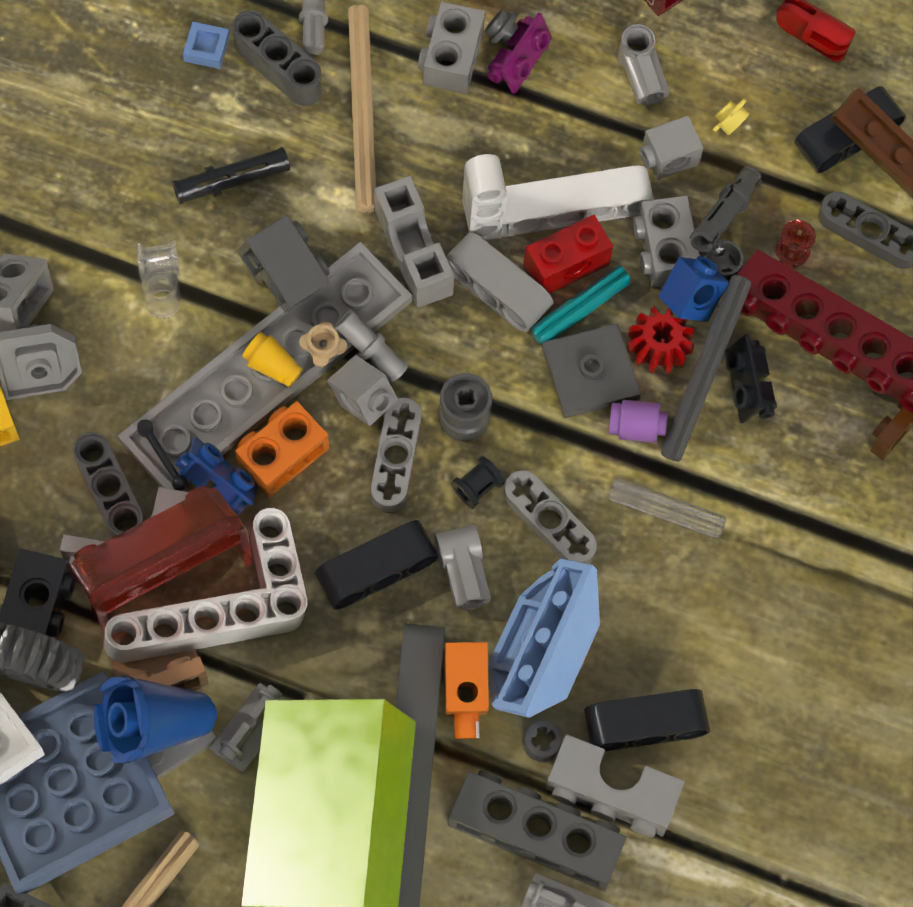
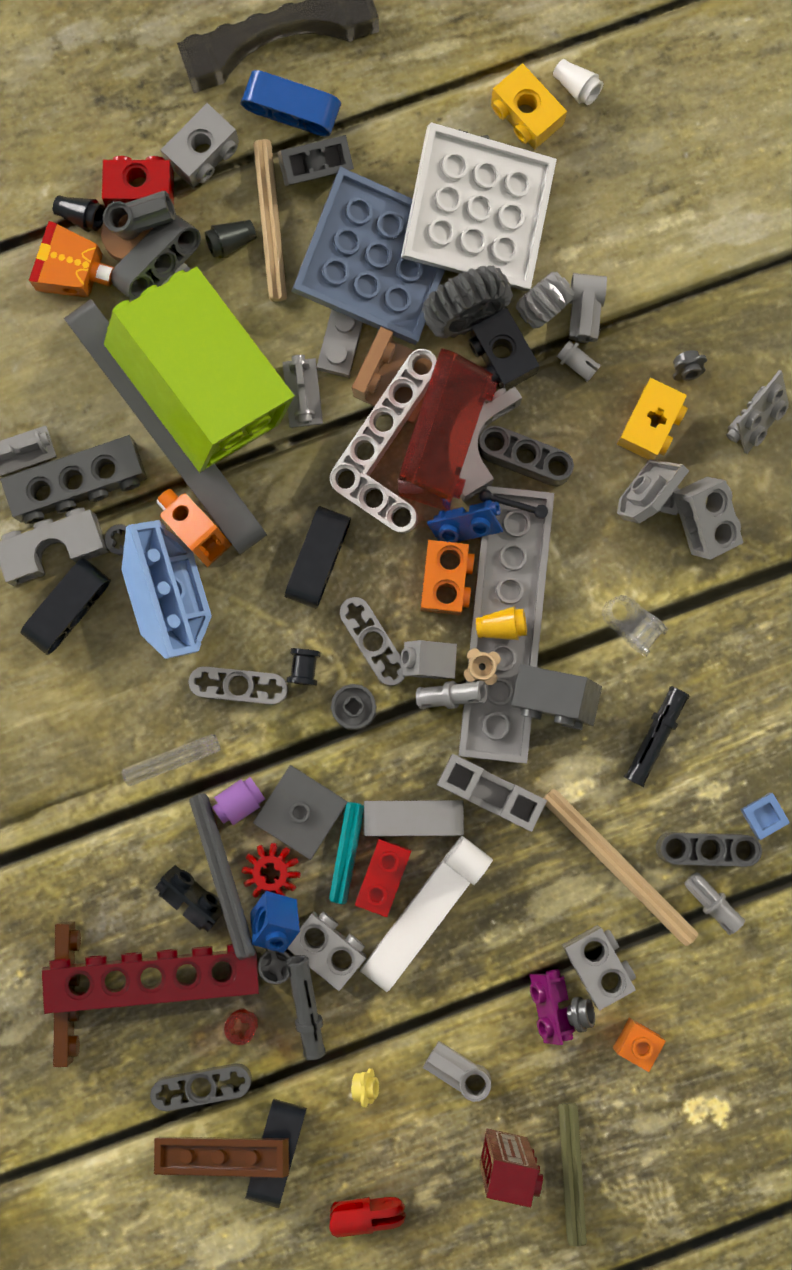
camera: 145 degrees right, 15 degrees up
(149, 717) = (352, 326): blue cone -> none
(461, 557) = (270, 608): light grey piece -> none
(671, 148) = (385, 1024): light grey brick -> none

